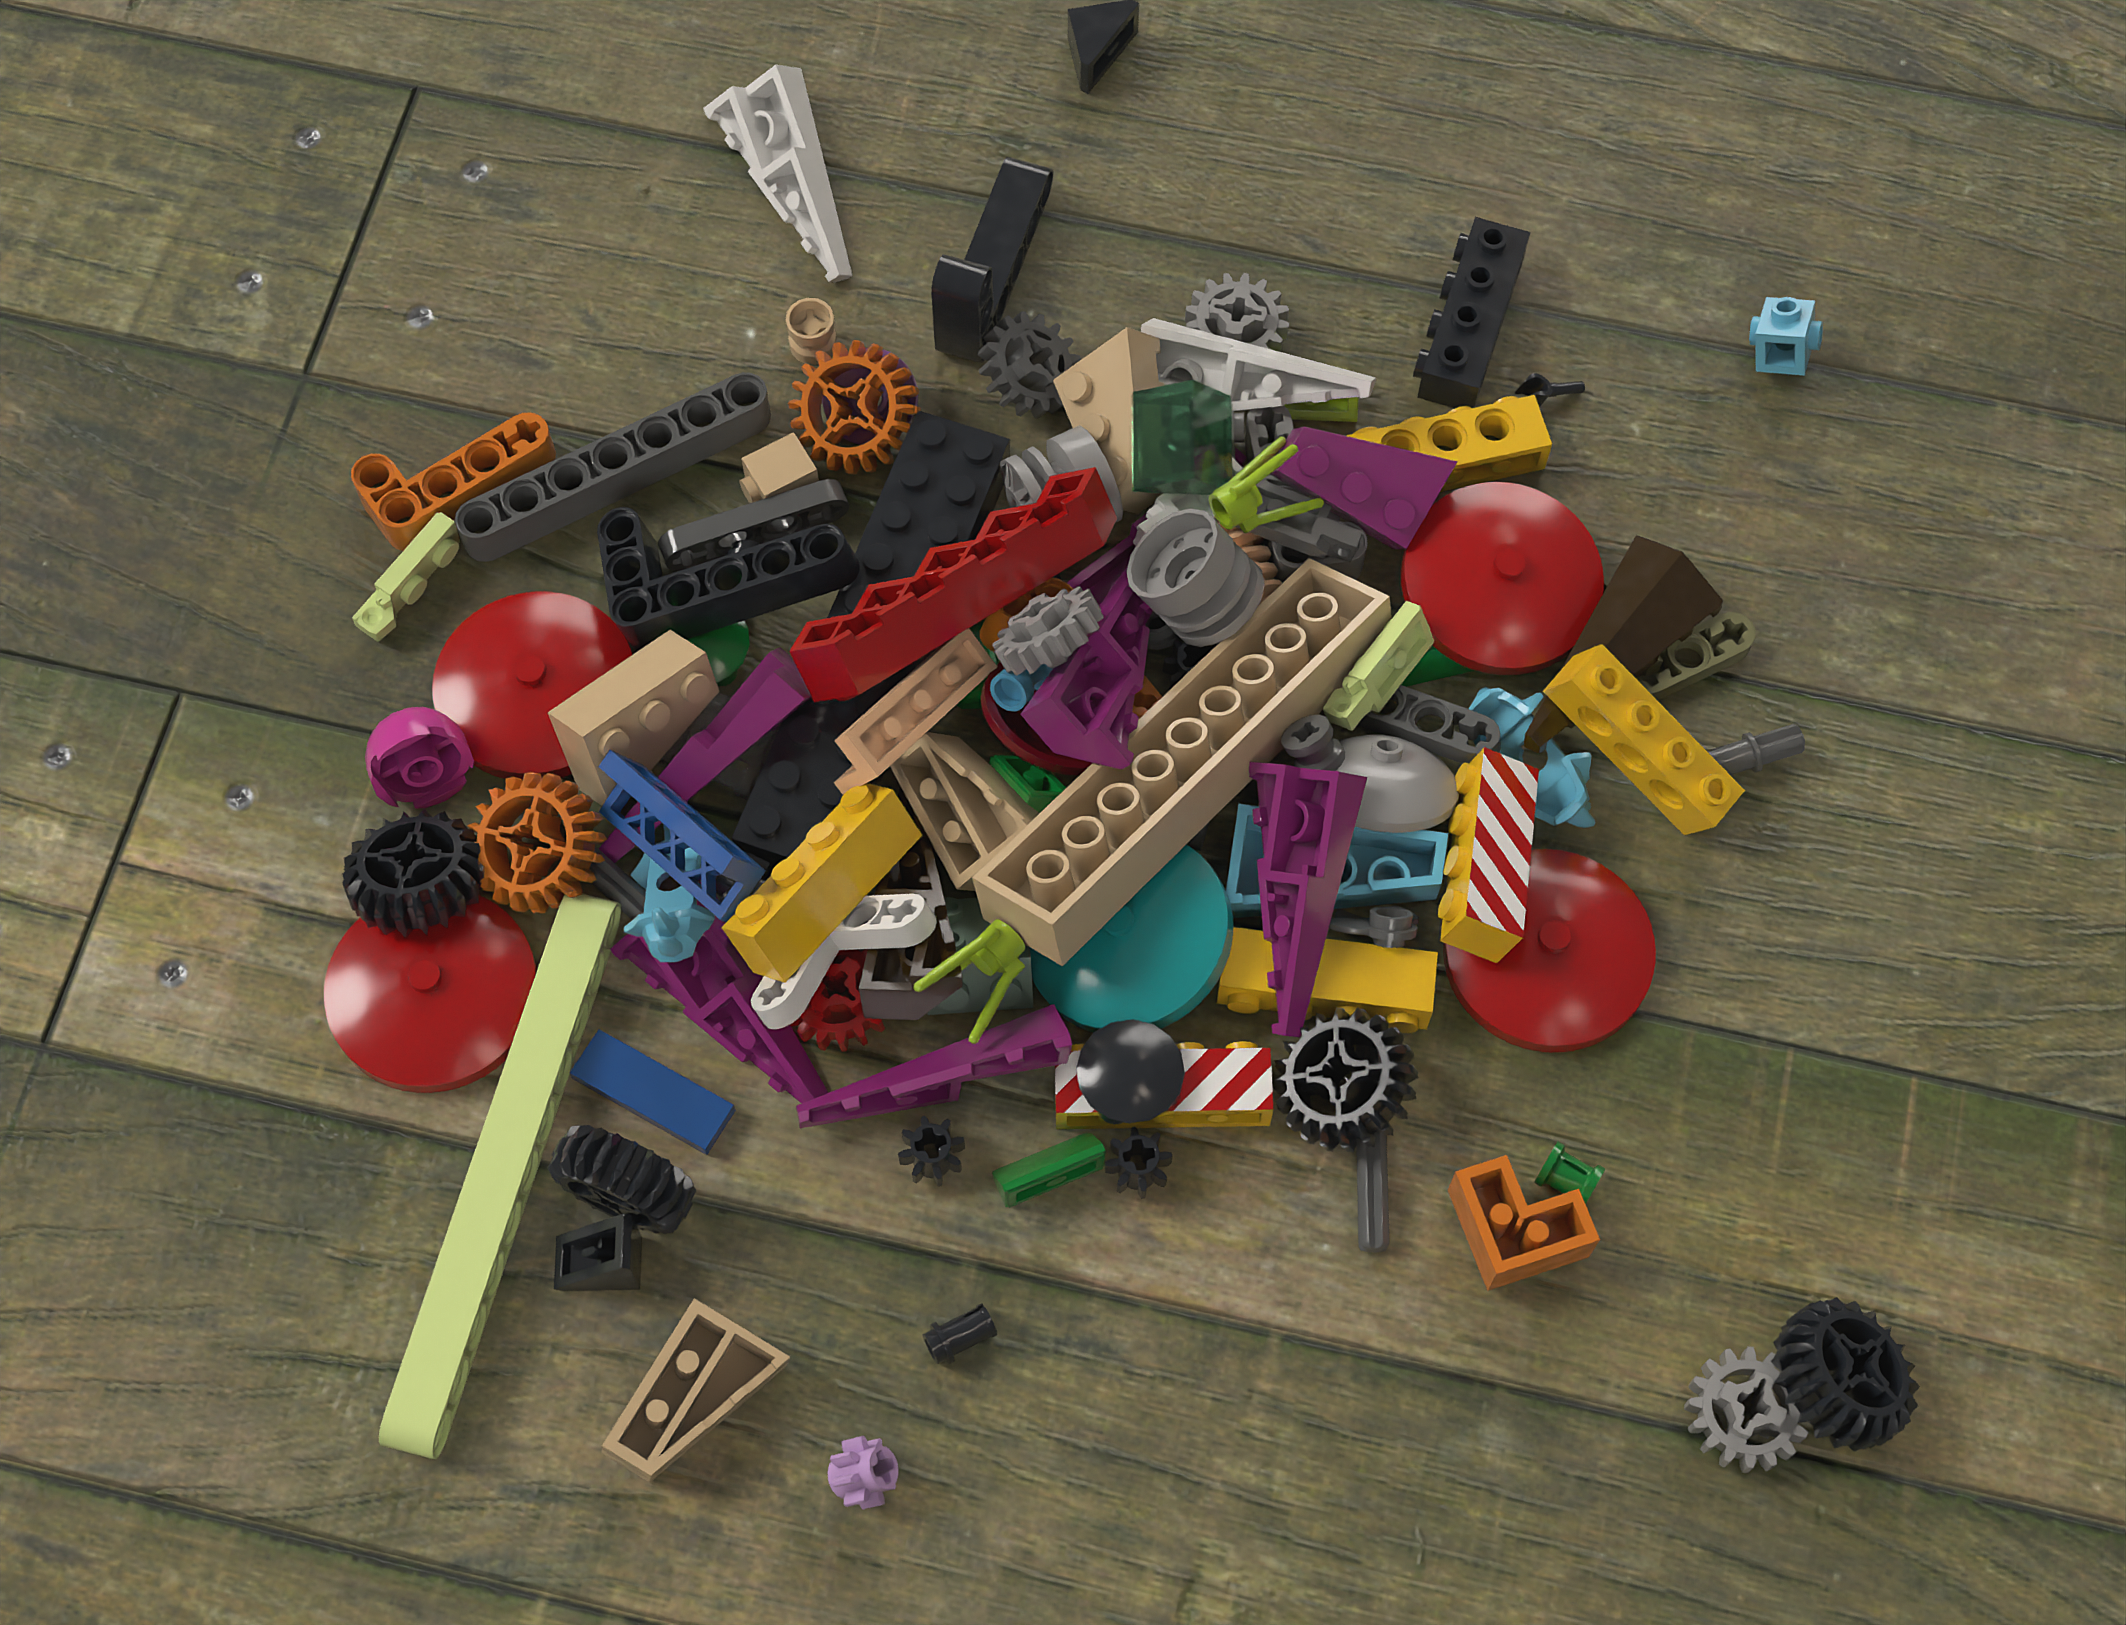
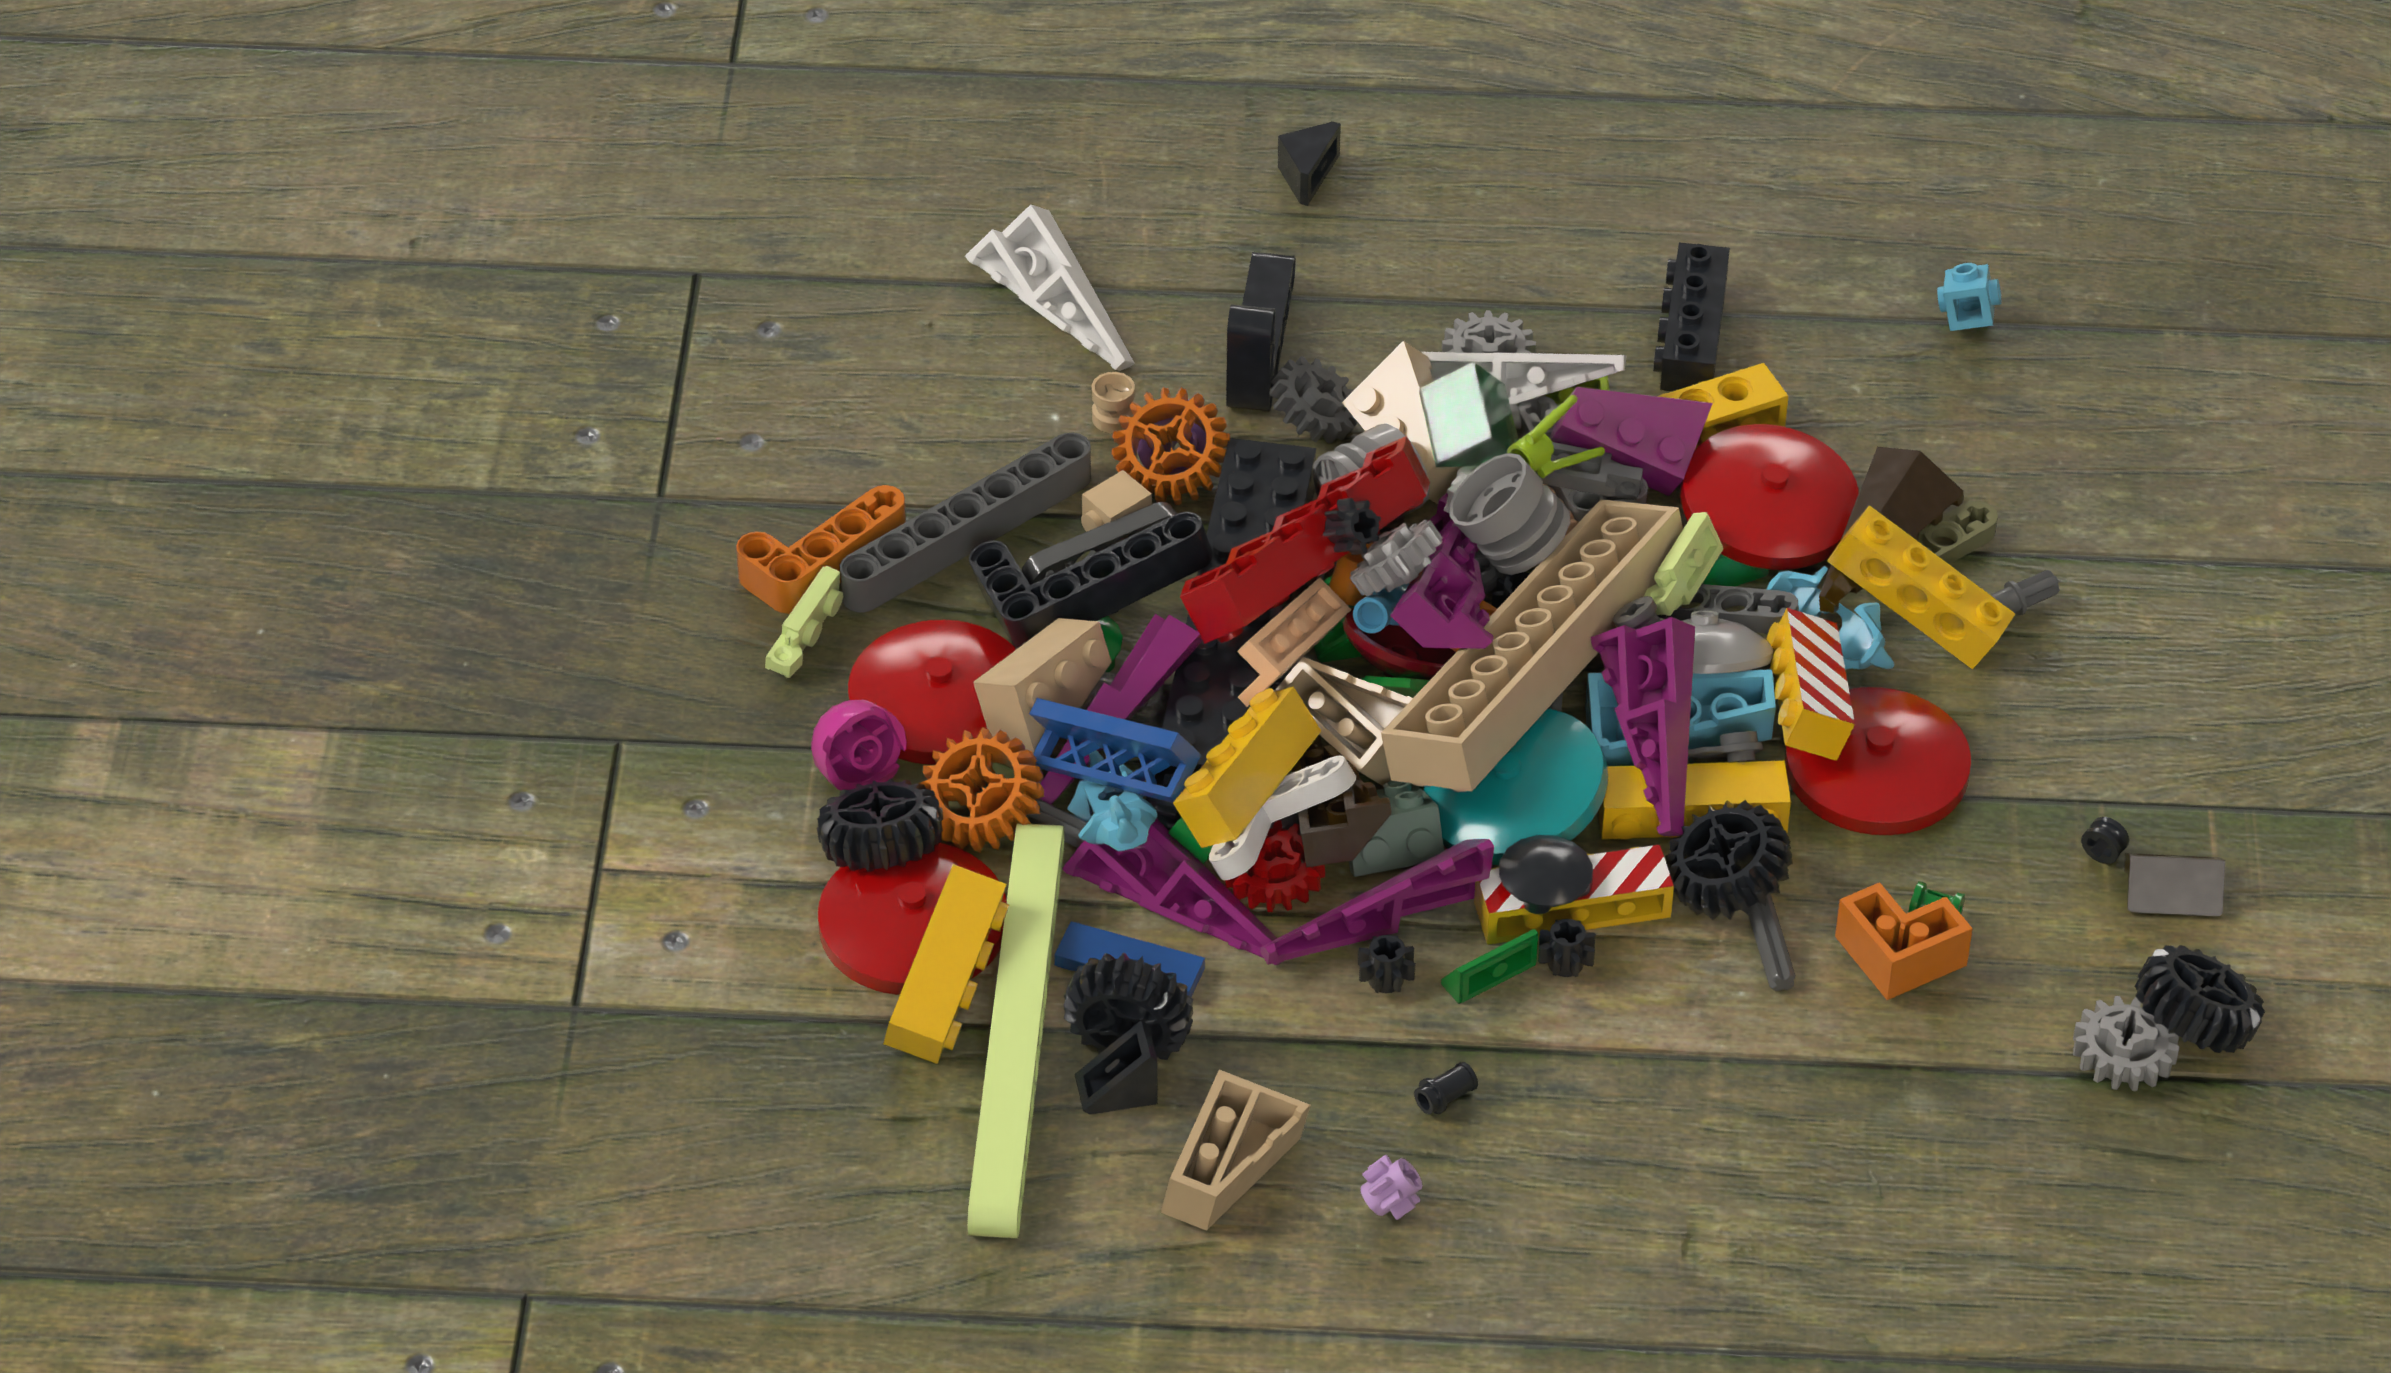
camera: 10 degrees left, 20 degrees down
(436, 1081) = (945, 964): none -> yellow brick
(991, 952) = (1408, 795): lime plant -> none
(1001, 590) = (1351, 526): none -> black gear
(1542, 389) = (1777, 365): black hand -> none
(1784, 1111) = (2105, 840): none -> black bush
(1852, 1182) = (2175, 884): none -> panel

